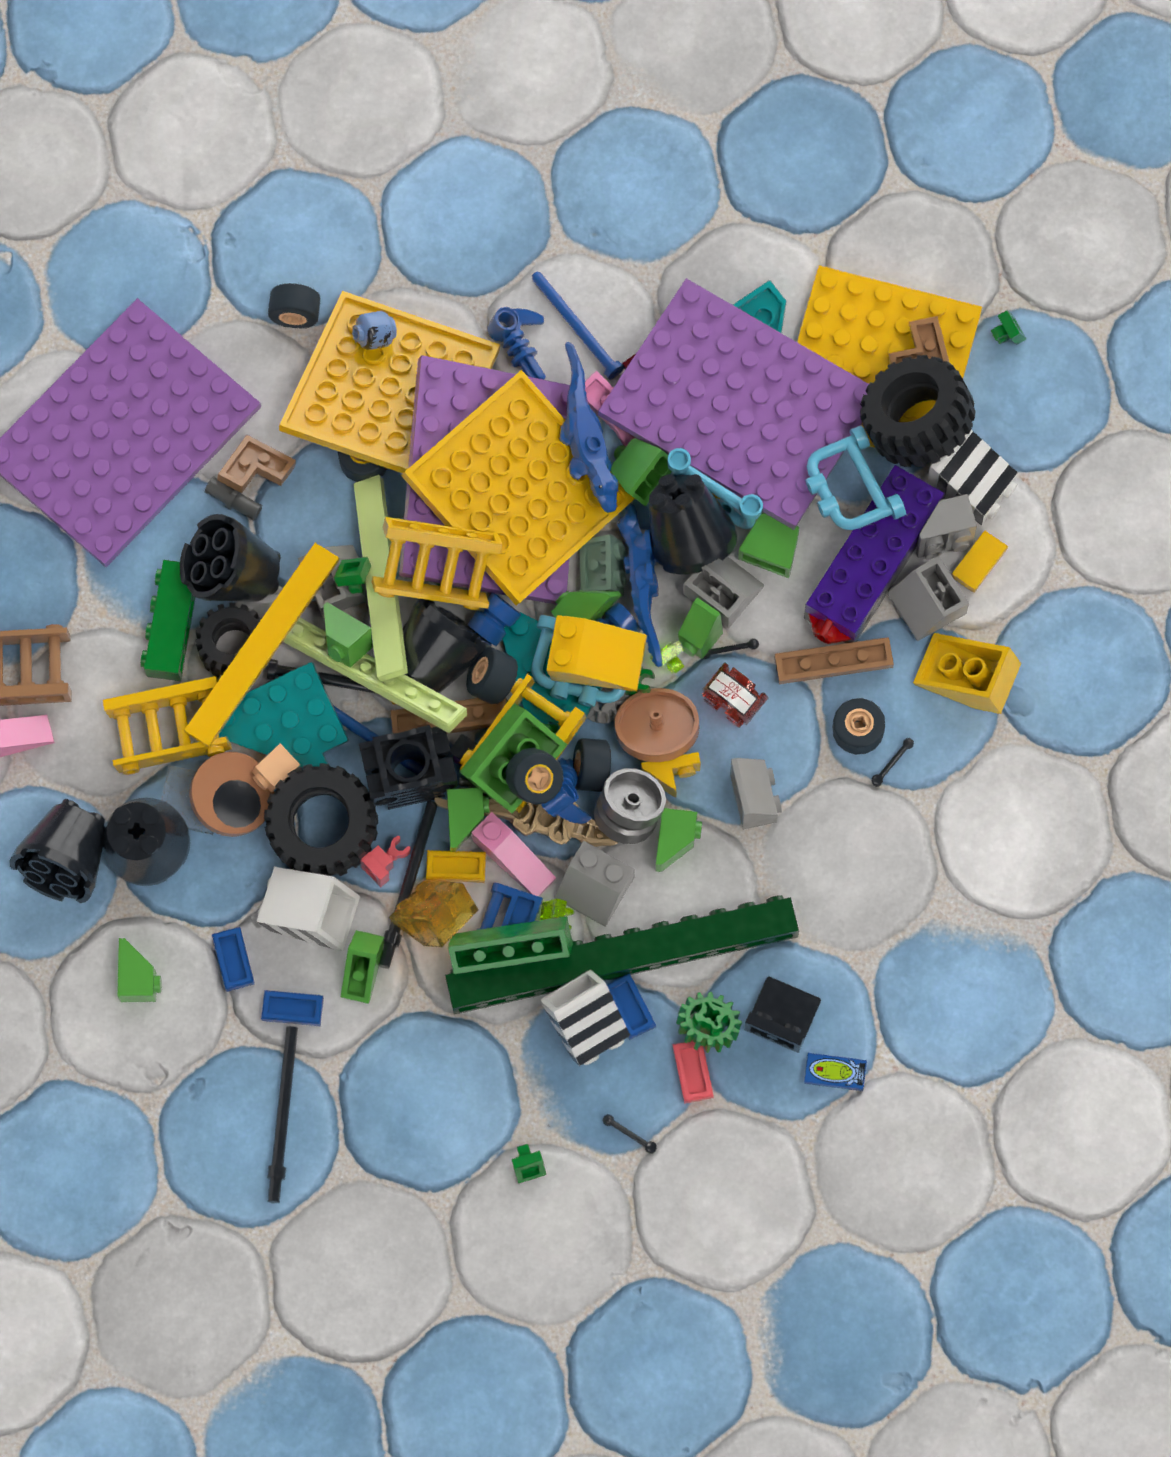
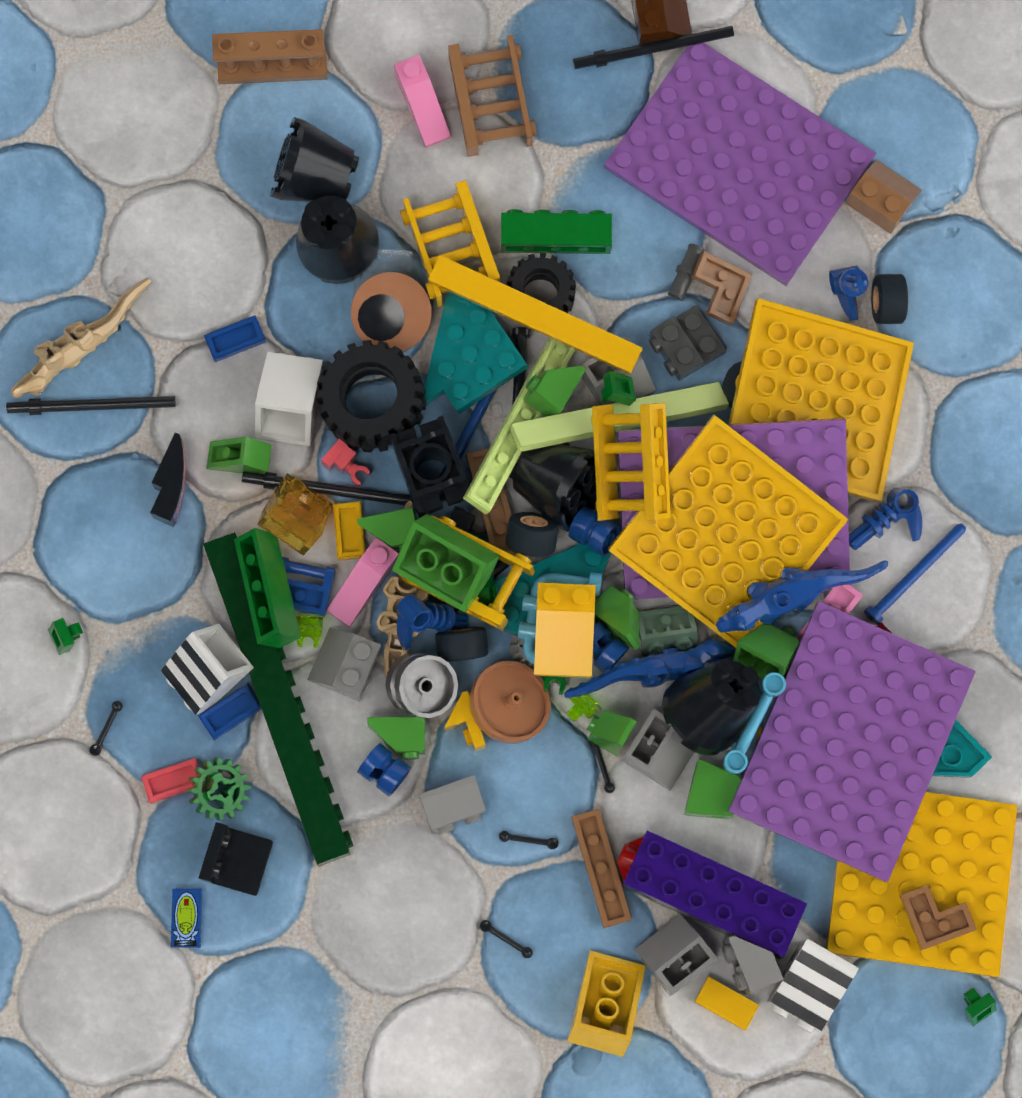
camera: 75 degrees right, 5 degrees up
(136, 976) = (208, 251): bright green slope -> none
(184, 297) = (883, 196): none -> medium nougat slope
(216, 1124) = (74, 344): none -> tan animal
(228, 562) = (611, 272): black cone -> none
(273, 341) = (848, 284): none -> blue piece
(274, 768) = (418, 346): light nougat brick -> none
(292, 1008) = (194, 399): blue tile -> none
(308, 509) = (686, 343): none -> dark grey plate
(374, 330) = (872, 375): medium blue head -> none
(379, 1038) = (171, 482): none -> black slope
(543, 781) = (415, 589): black wheel -> none
(710, 856) = (383, 769): none -> blue wheel
(733, 694) = (548, 772): brick -> none
(802, 706) = (552, 843): none -> black hinge
(828, 505) = (772, 827): medium azure bar -> none
(854, 736) = (527, 901): black wheel -> none
(932, 434) = (845, 943): black tyre -> none

